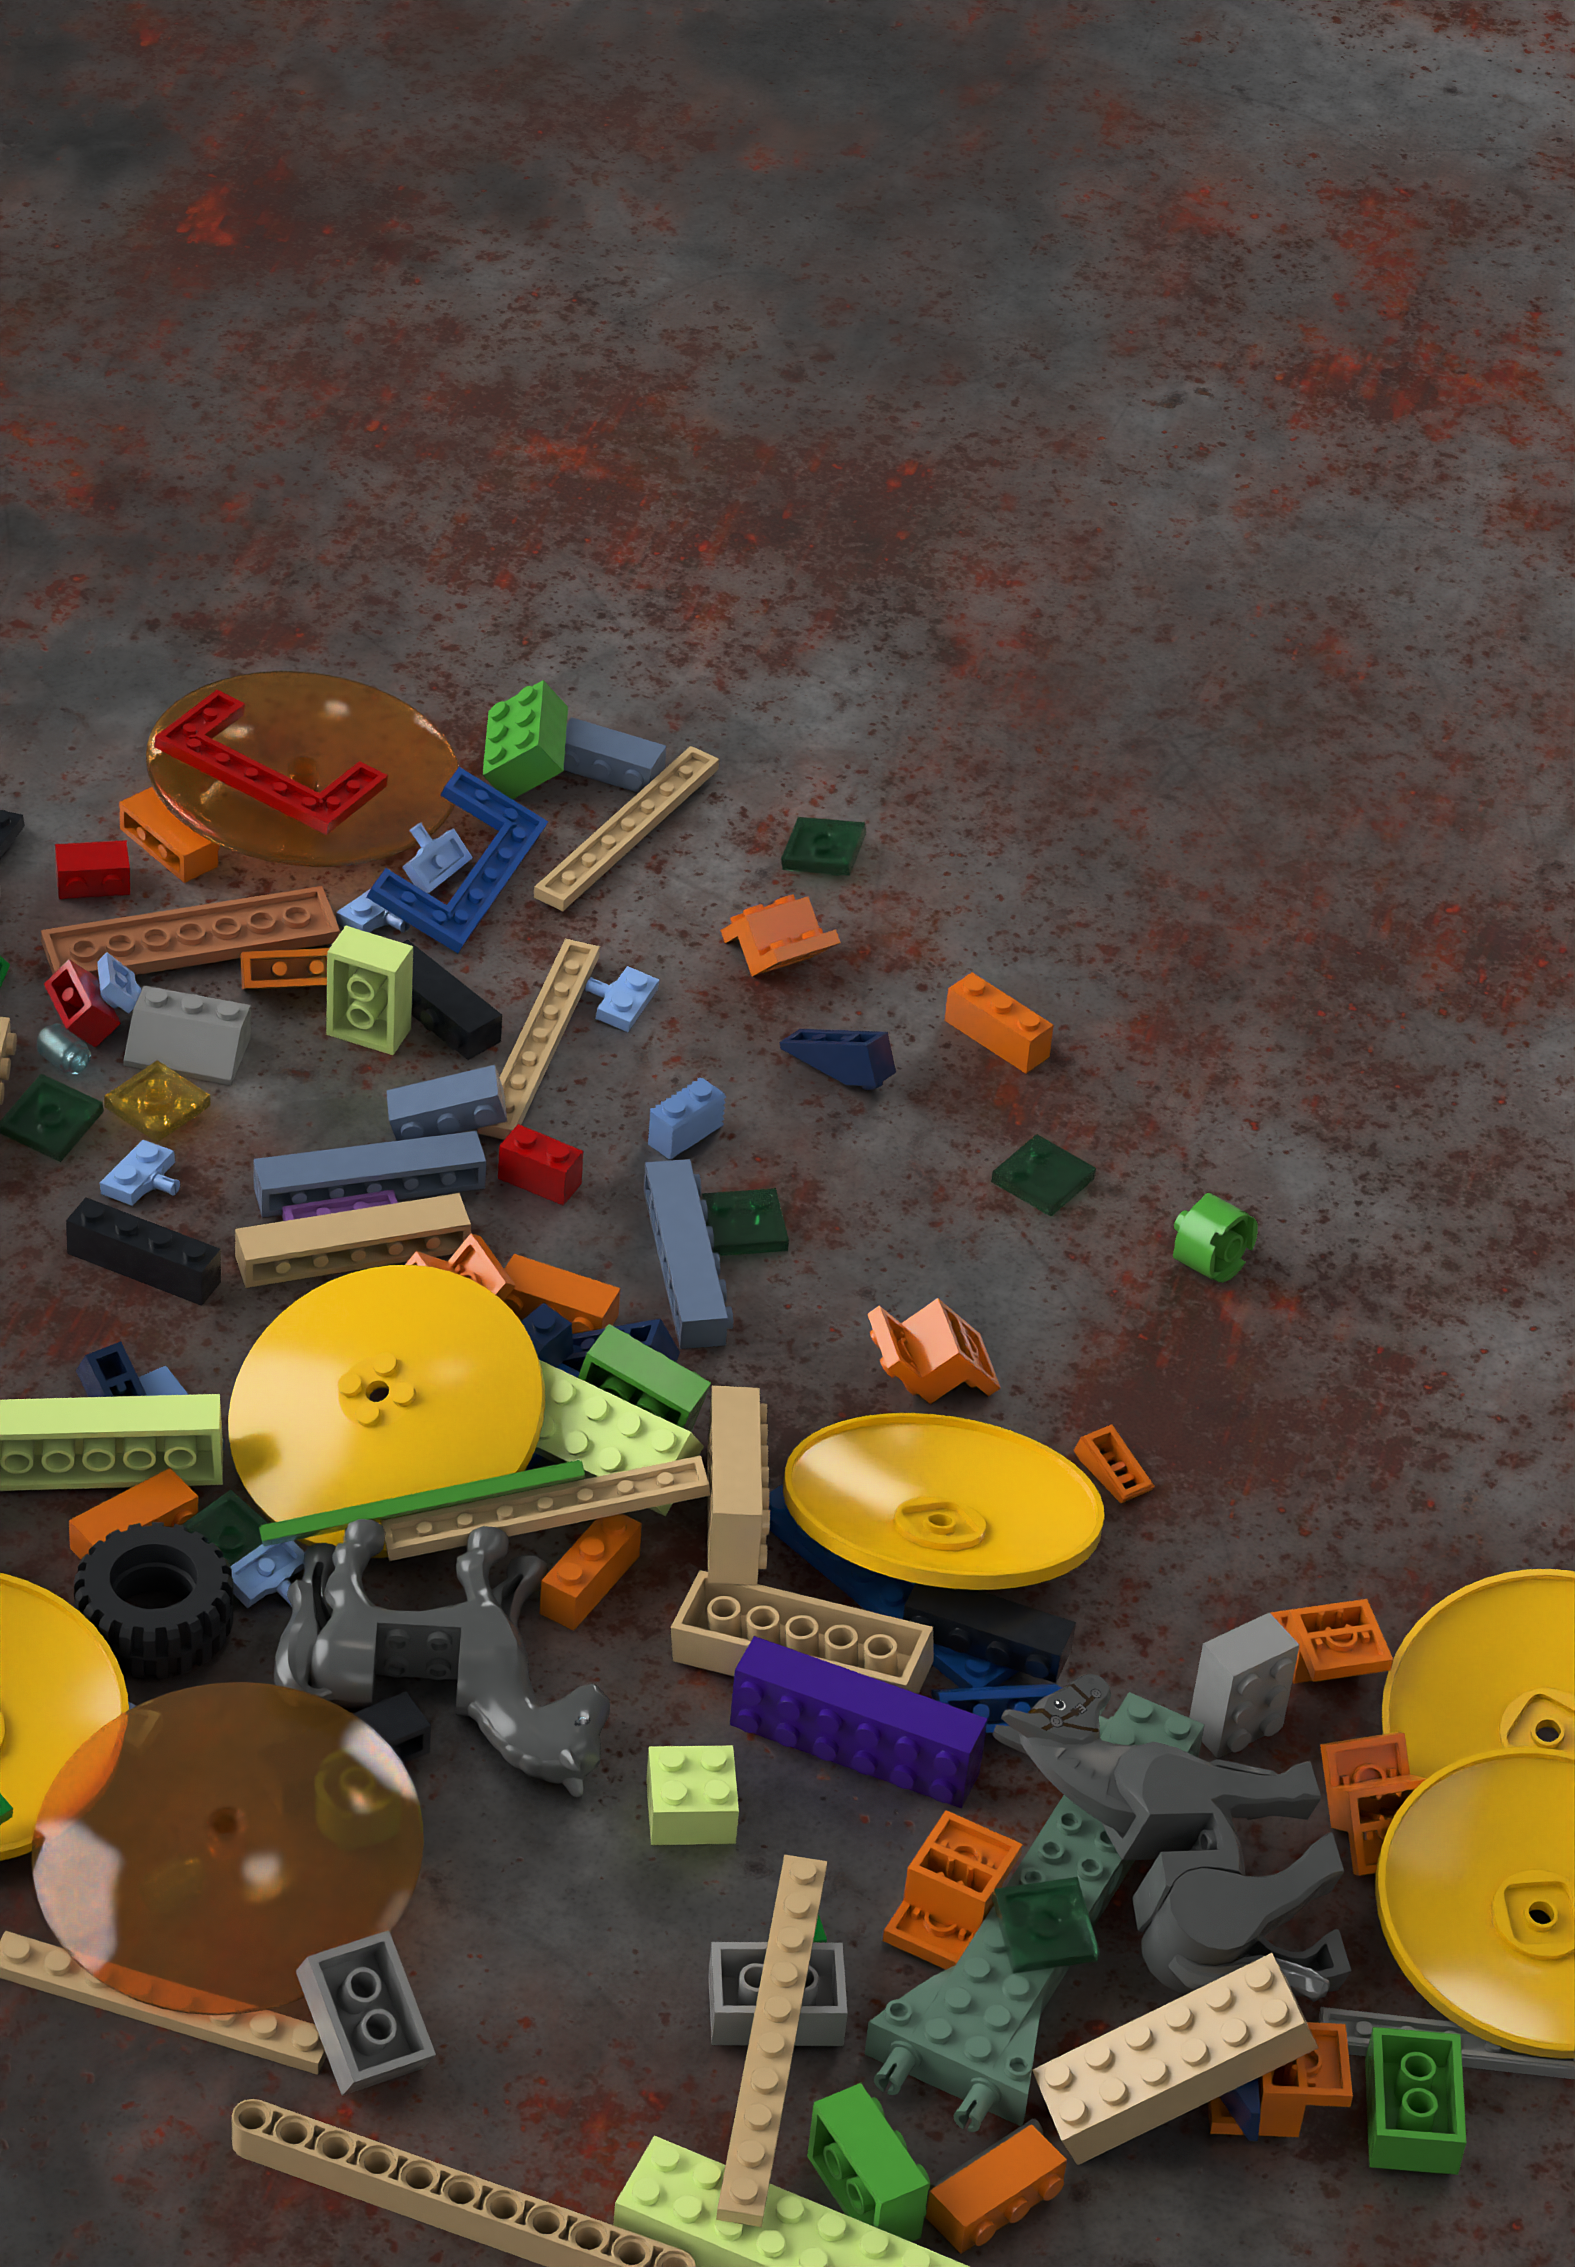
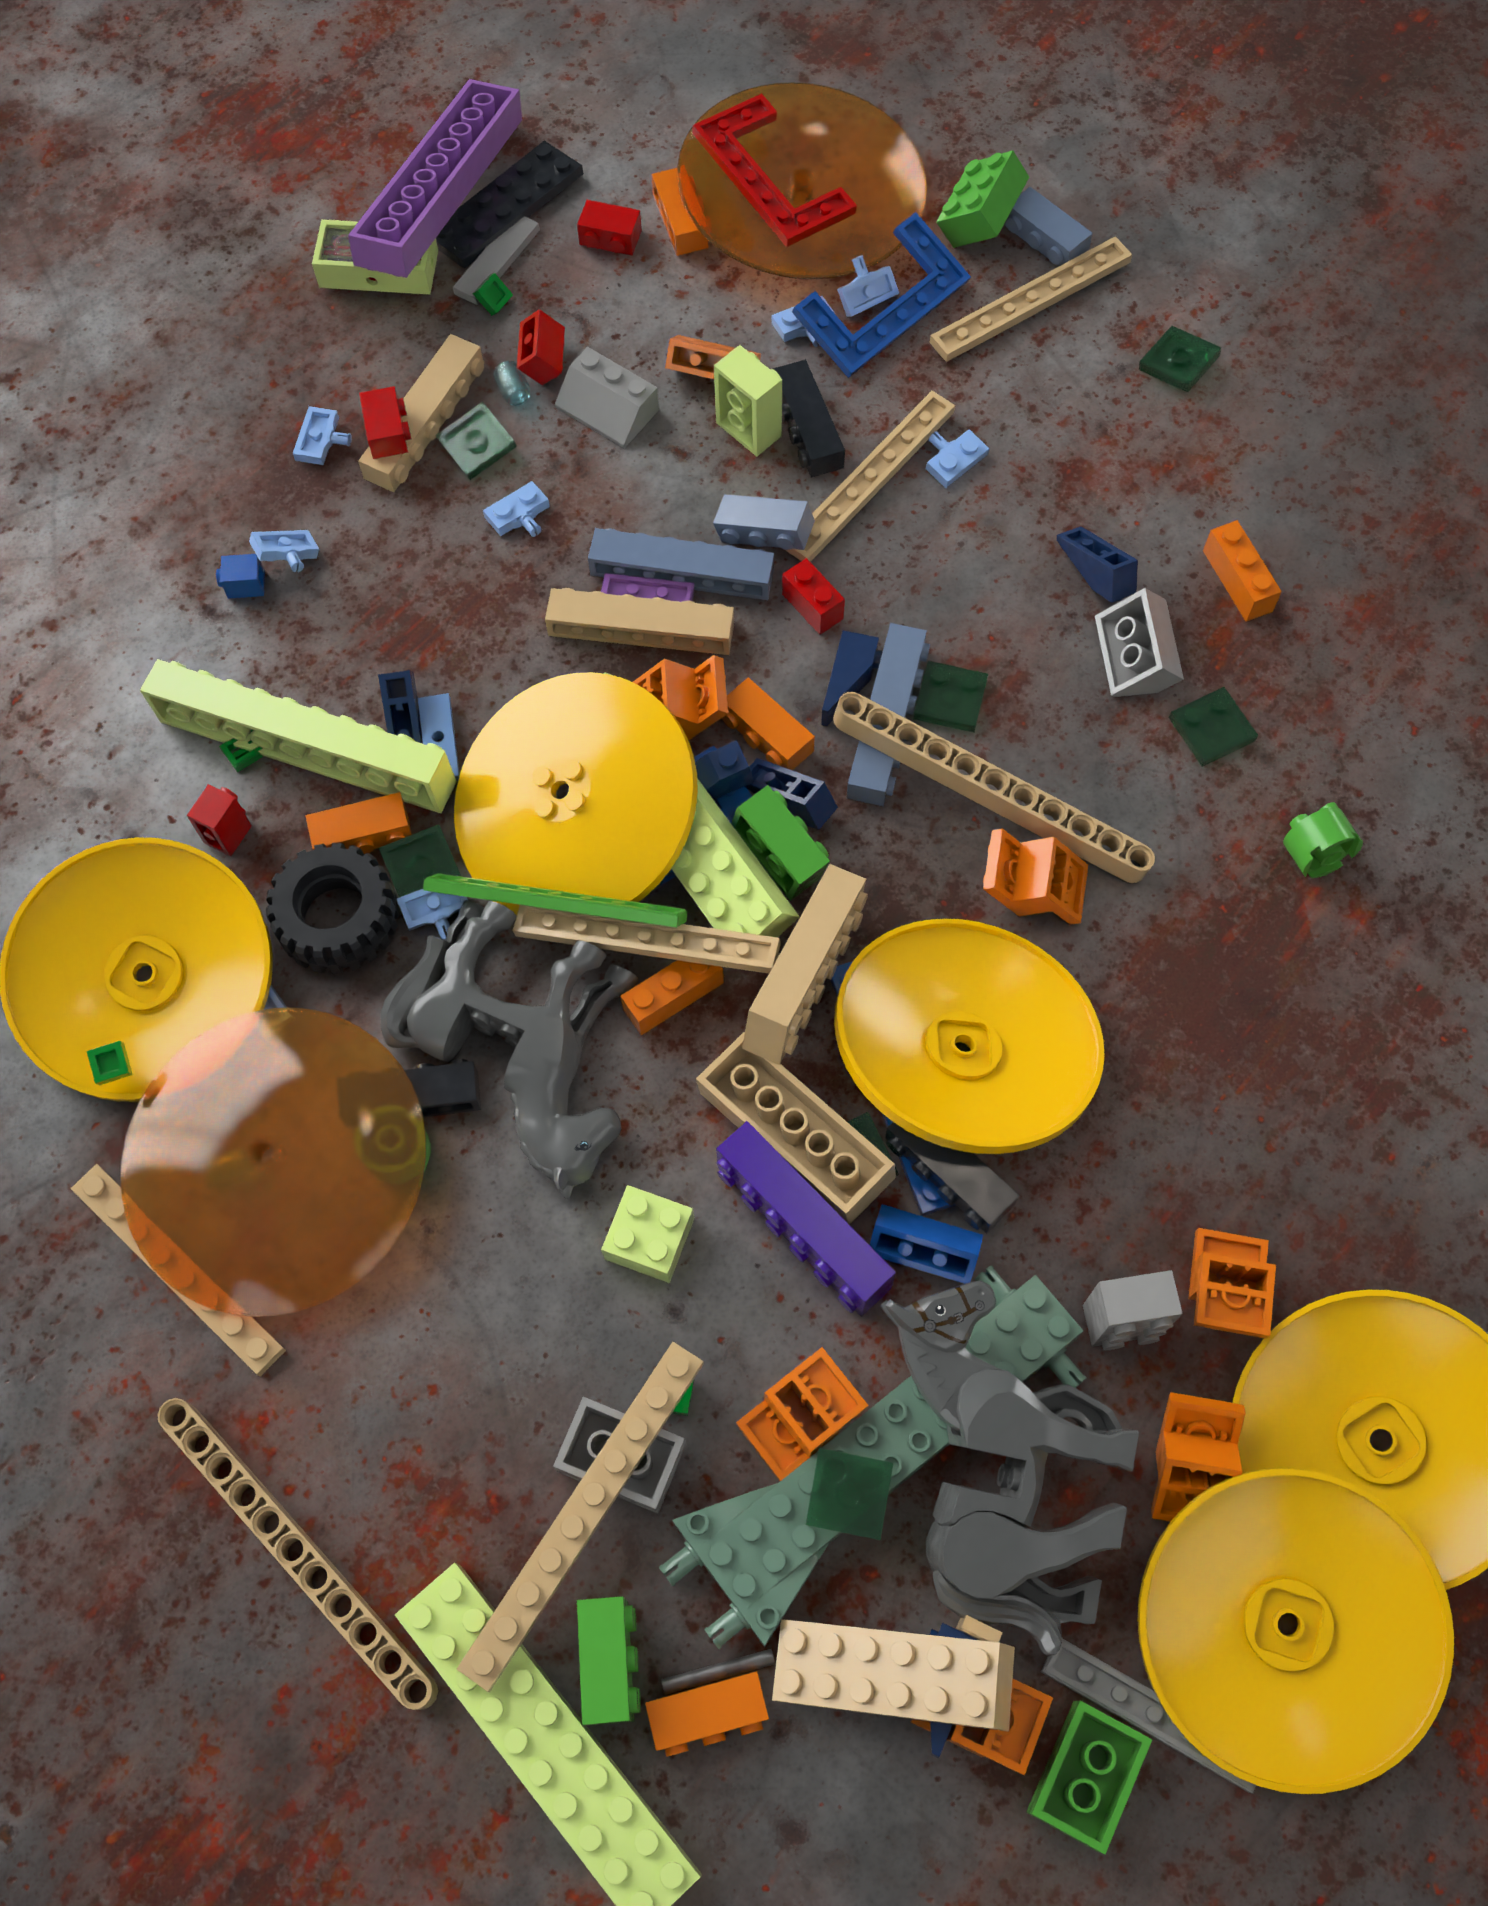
camera: 30 degrees right, 25 degrees up
(117, 983) = (573, 336): light blue plate -> none
(143, 1251) = (481, 584): black brick -> none
(157, 1101) = (558, 449): clear yellow plate -> none
(197, 933) = (656, 307): nougat plate -> none
(365, 2012) = (294, 1357): light grey brick -> none
(621, 1222) = (851, 670): none -> dark blue slope
(686, 1118) = (946, 587): medium blue brick -> none
(779, 934) = (1099, 436): orange bracket -> none
(837, 1279) = (1008, 787): none -> tan beam
(925, 1119) = (1139, 645): none -> light grey slope
(1089, 1454) = (1147, 1016): orange slope -> none

